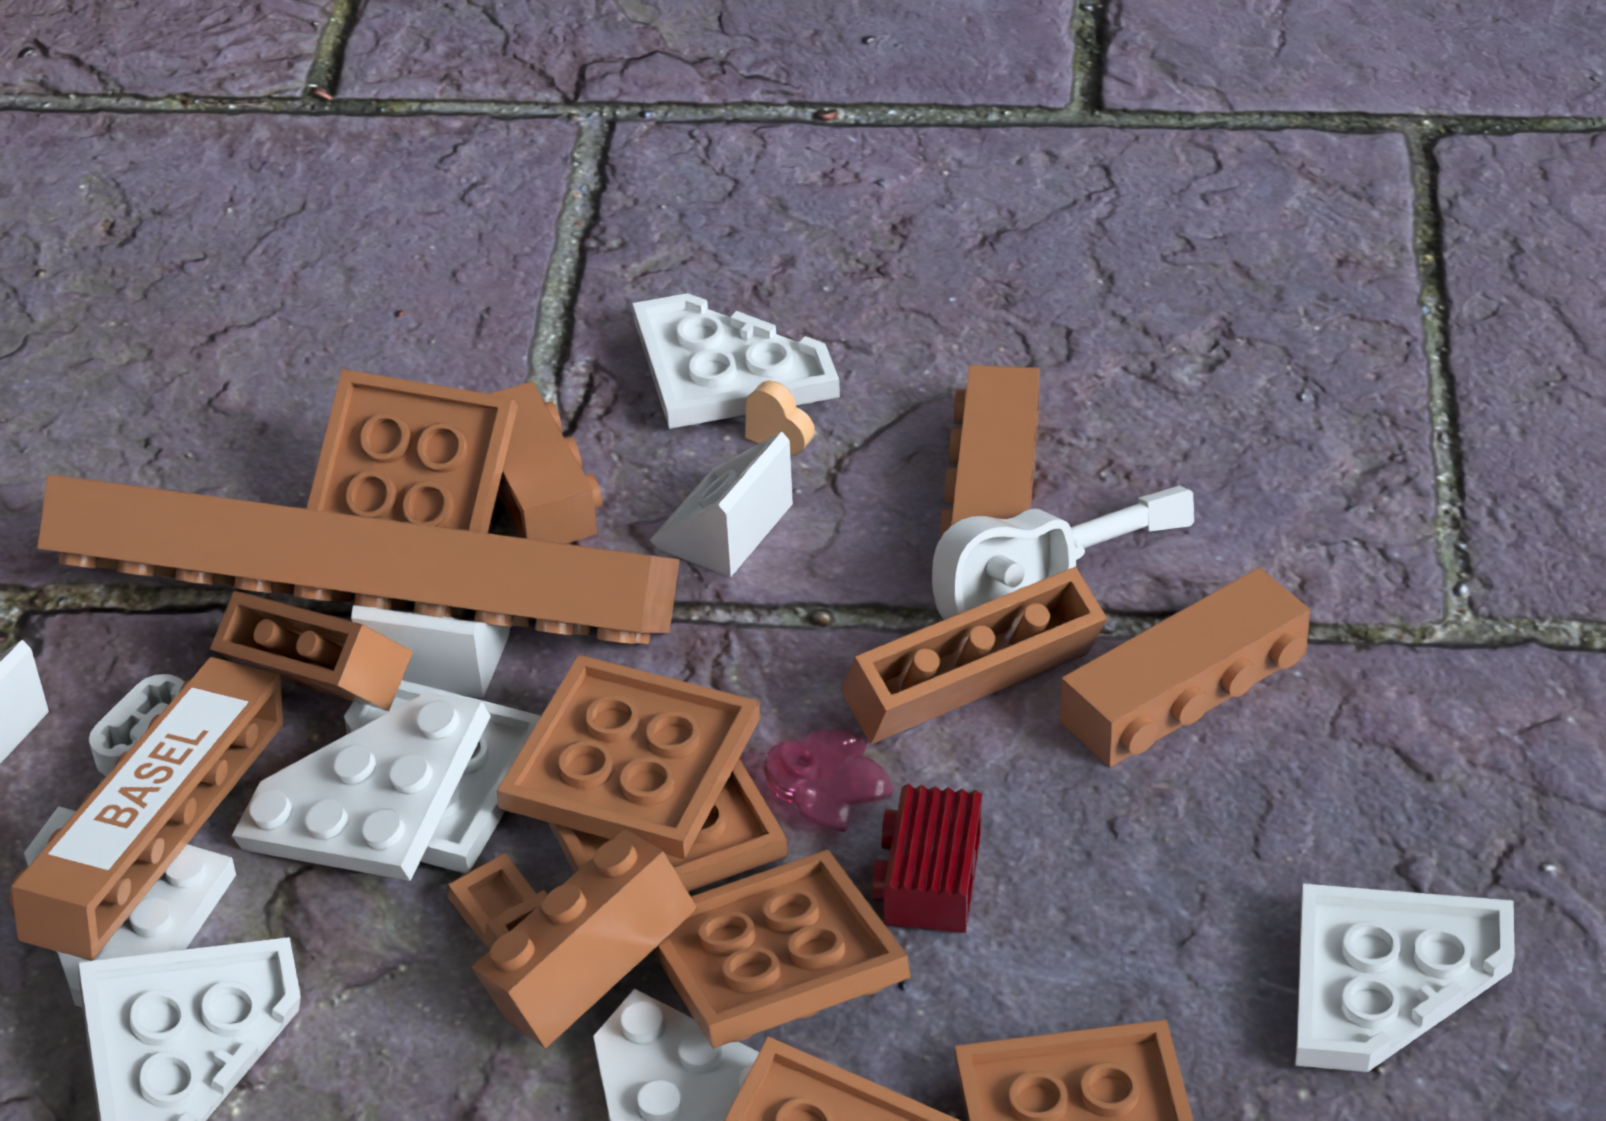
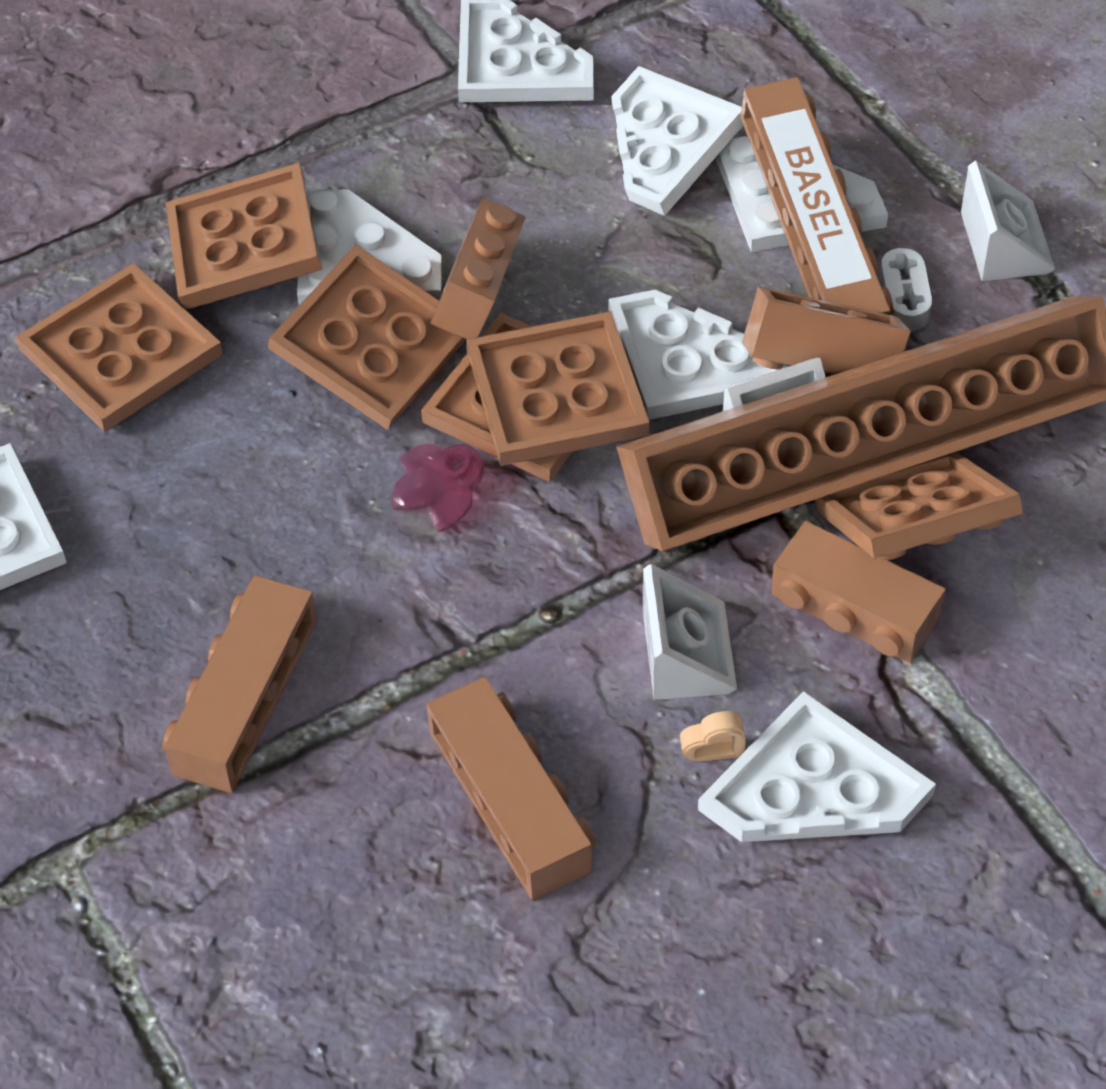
camera: 145 degrees right, 10 degrees up
(371, 794) = (700, 296): white plate -> none
(494, 898) = (545, 299): nougat slope -> none
(930, 858) = (320, 449): dark red brick -> none
(972, 655) = (391, 591): nougat brick -> none
(995, 556) = (402, 712): white piece -> none

